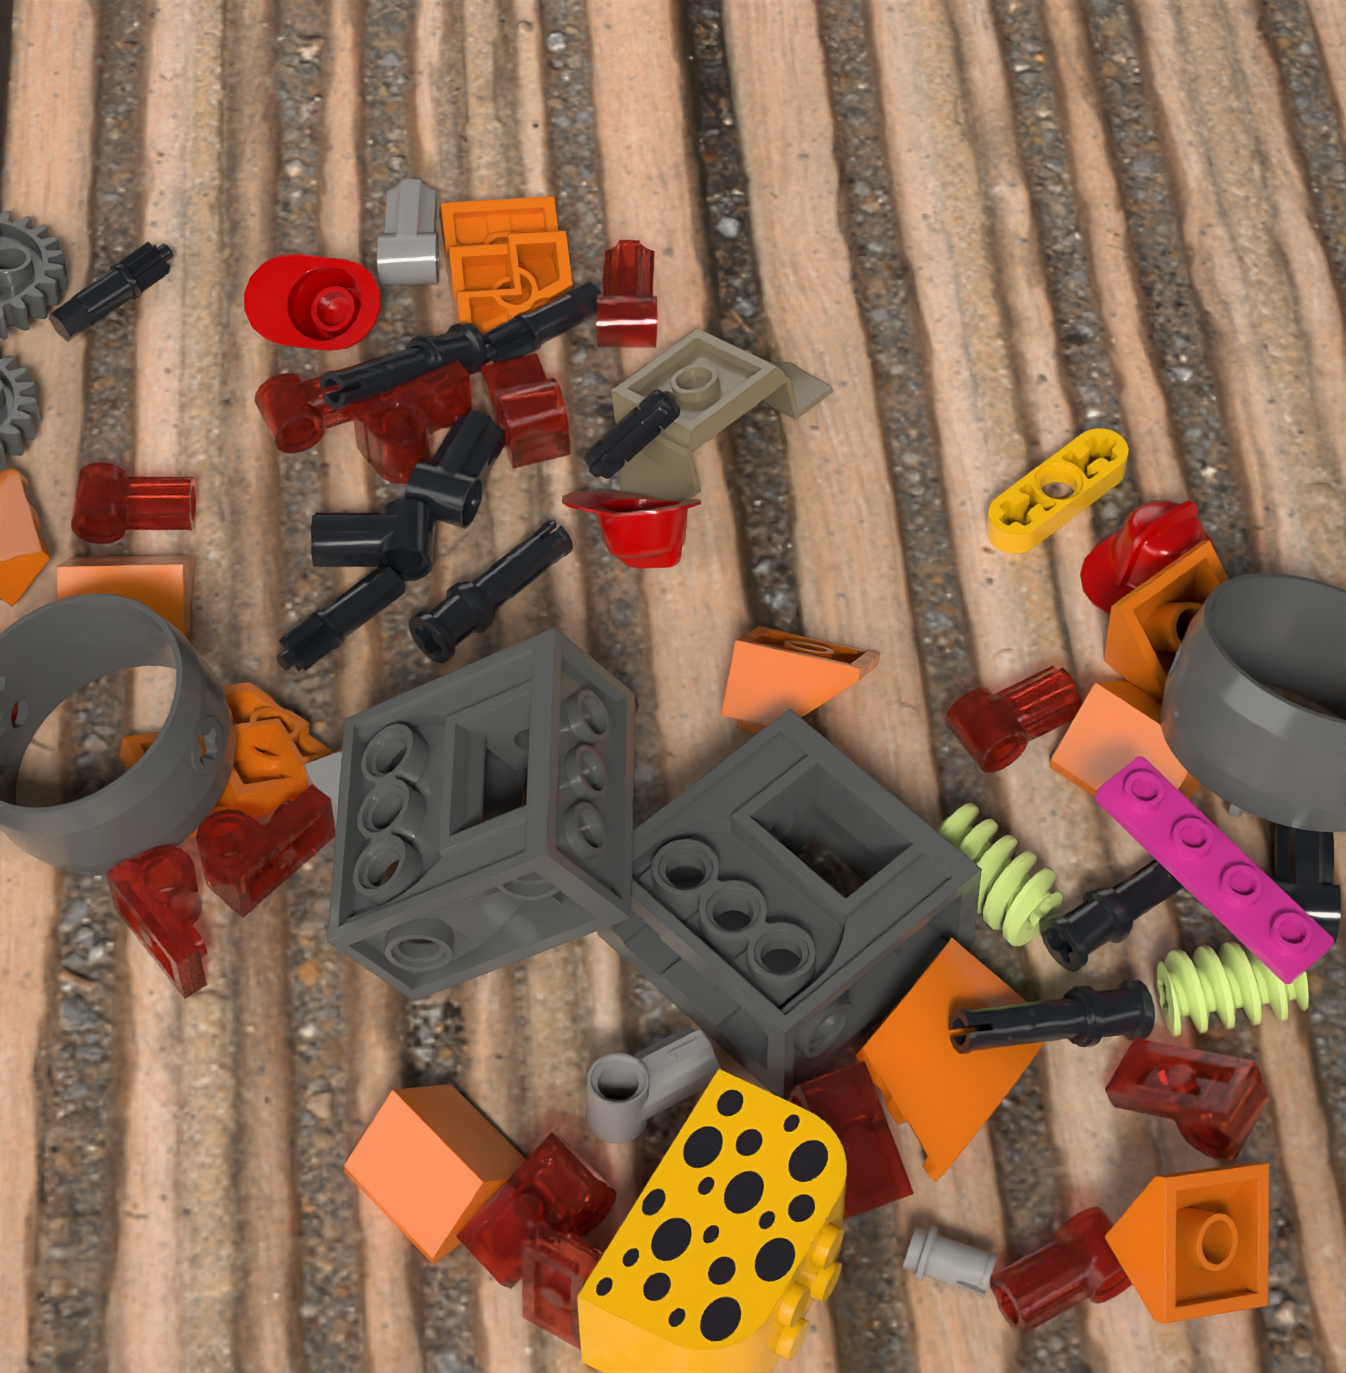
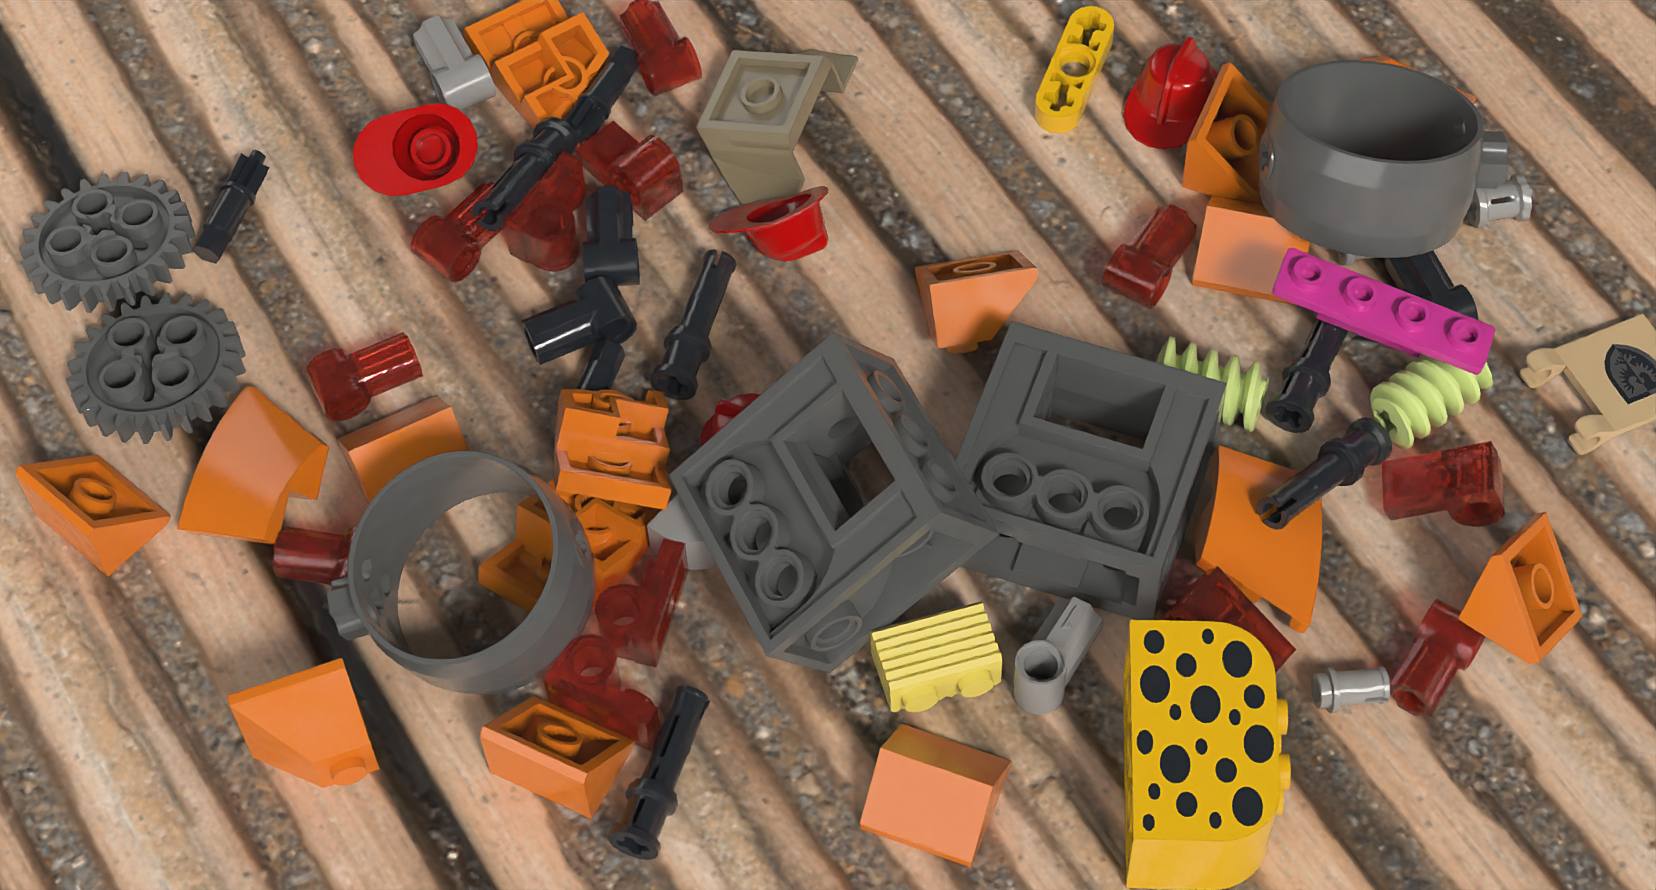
camera: 25 degrees left, 5 degrees up
(83, 953) = (555, 754): none -> orange slope
(152, 1038) = (653, 794): none -> black pin
(317, 669) = (612, 446): none -> orange slope
(522, 1030) = (936, 658): none -> light yellow brick
(548, 1188) = (1033, 791): clear red plate -> none
(552, 1277) = (1095, 836): clear red plate -> none
(632, 434) = (737, 155): black axle -> none

